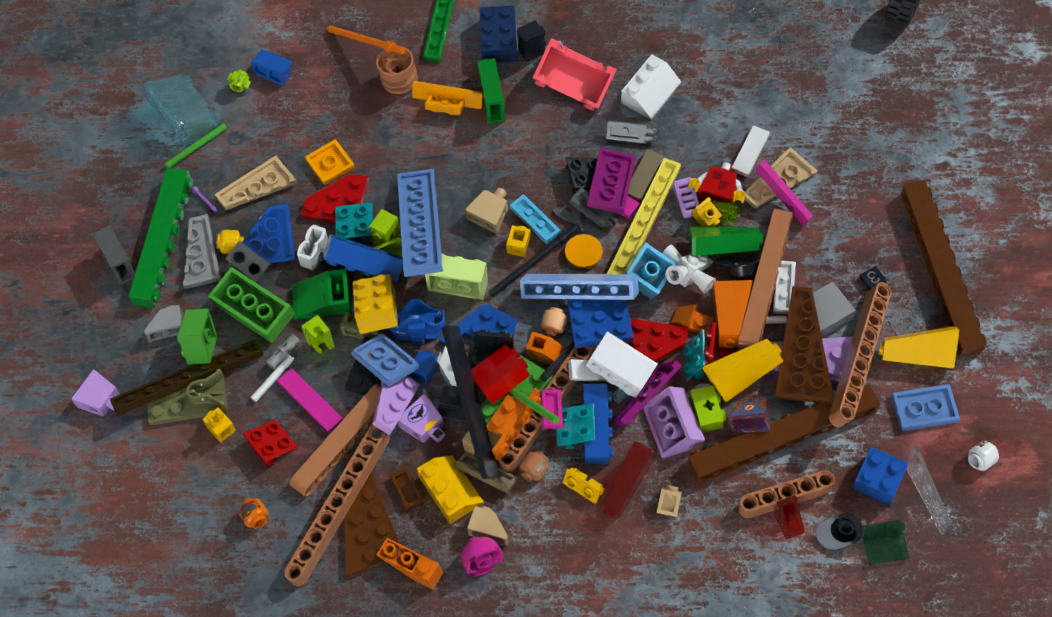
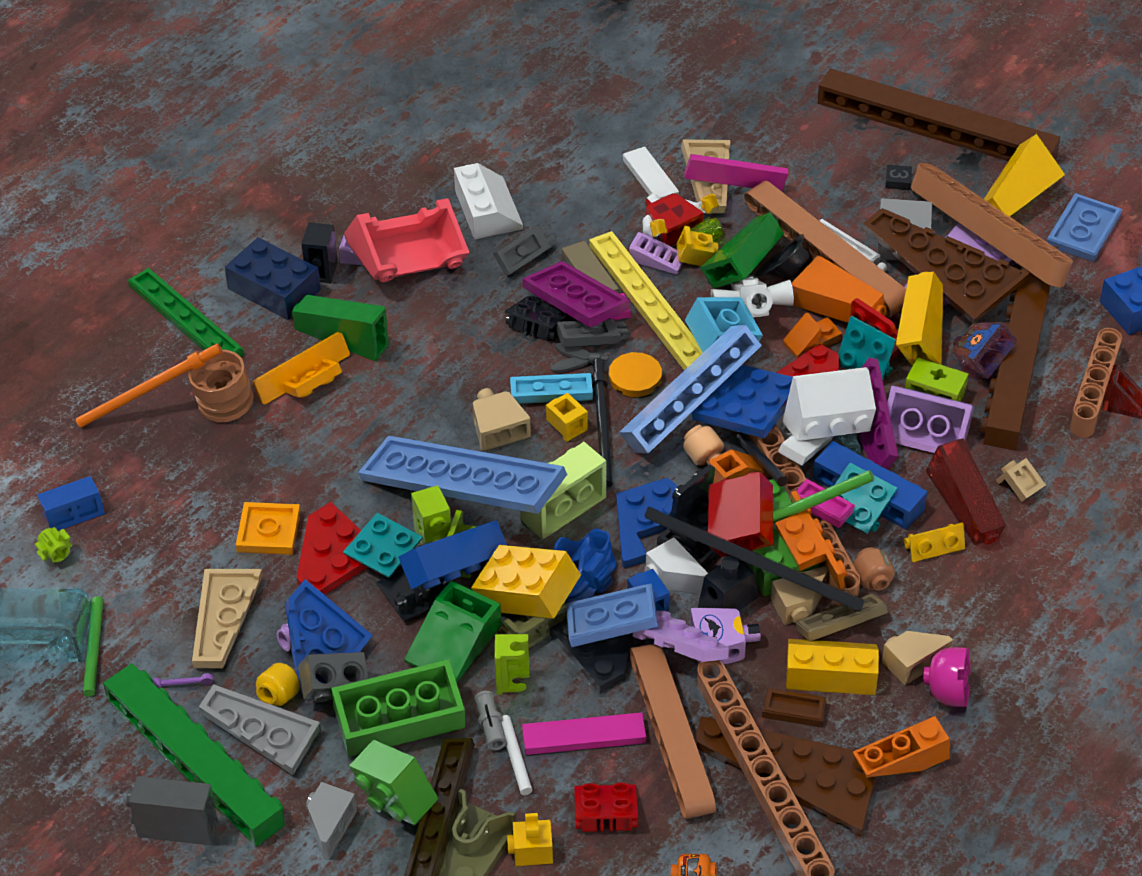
camera: 55 degrees left, 15 degrees down
(314, 243) = (379, 603): white brick -> none

